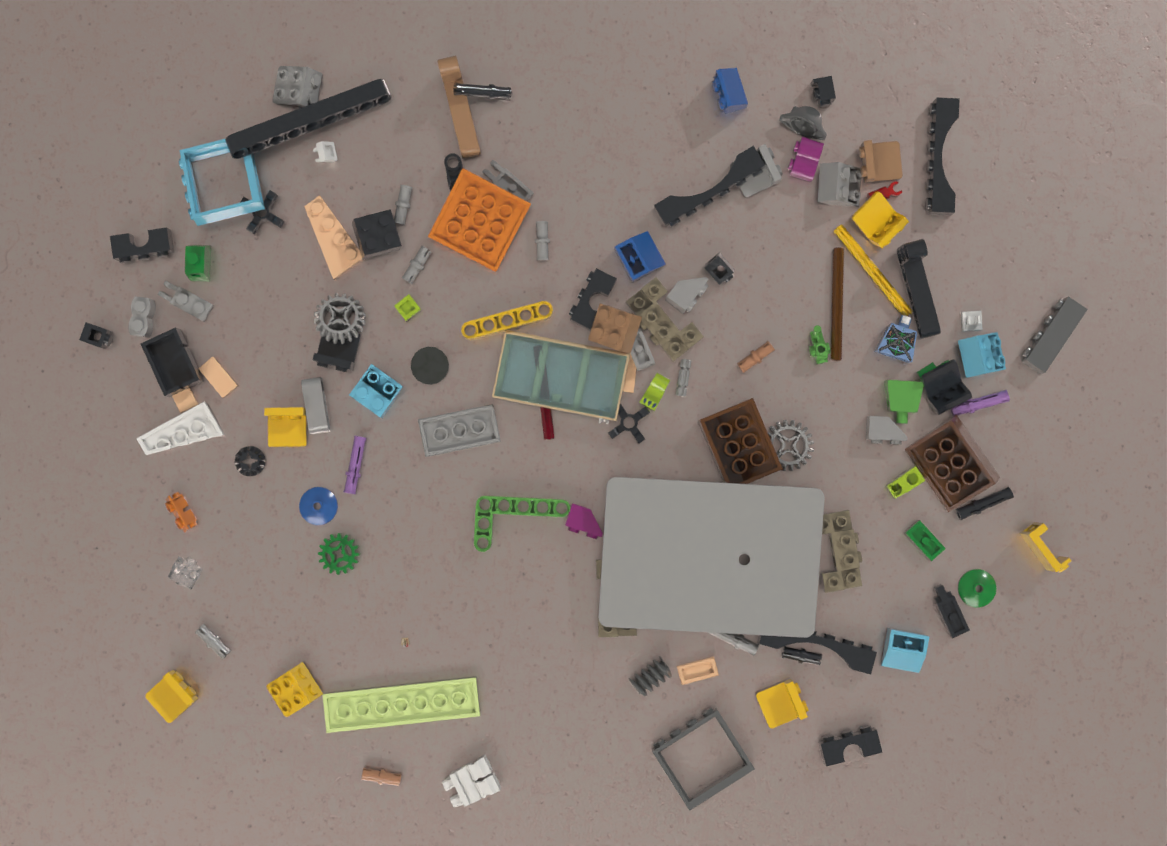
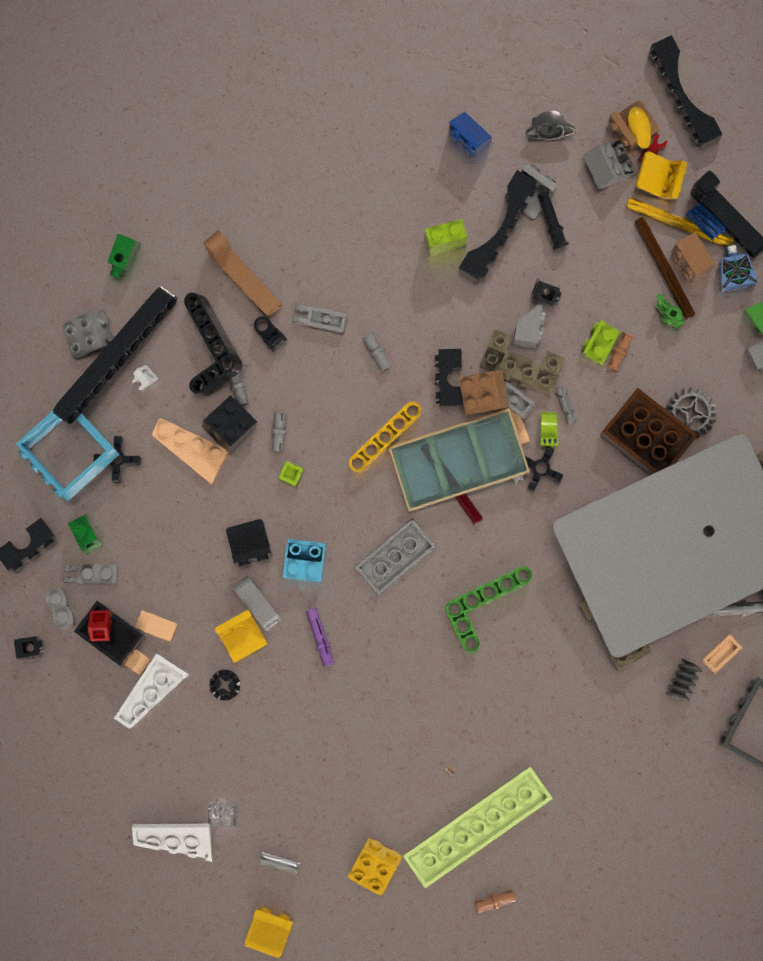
camera: 25 degrees left, 5 degrees down
(134, 571) = (181, 838): none -> white wing
(164, 351) = (99, 625): none -> red brick
(176, 505) = (194, 768): orange hinge -> none
(328, 506) = (306, 702): blue dish -> none
(344, 542) = (340, 724): green gear -> none
(348, 307) = (223, 509): light grey gear -> none
(369, 27) = (126, 247): none -> green torso
(400, 156) = (214, 344): none -> black beam
(429, 365) = (338, 514): pearl dark grey tile -> none
(466, 785) = (578, 868): white hips -> none
(479, 219) = (313, 362): orange plate -> none
(482, 91) = (261, 246): black pin -> none
(583, 519) = (548, 575): magenta slope -> none
(639, 256) = (469, 319): blue slope -> none
(657, 171) = (445, 237): none -> lime brick
(744, 339) = (600, 343): none -> lime bracket
(759, 217) = (555, 230): none -> black pin
(806, 159) = (568, 158): magenta brick -> none
(823, 90) = (550, 91): black brick -> none
(866, 308) = (692, 257): none -> medium nougat brick
(884, 166) = (640, 127): none -> yellow arm
(898, 283) = (707, 220): none -> blue tile

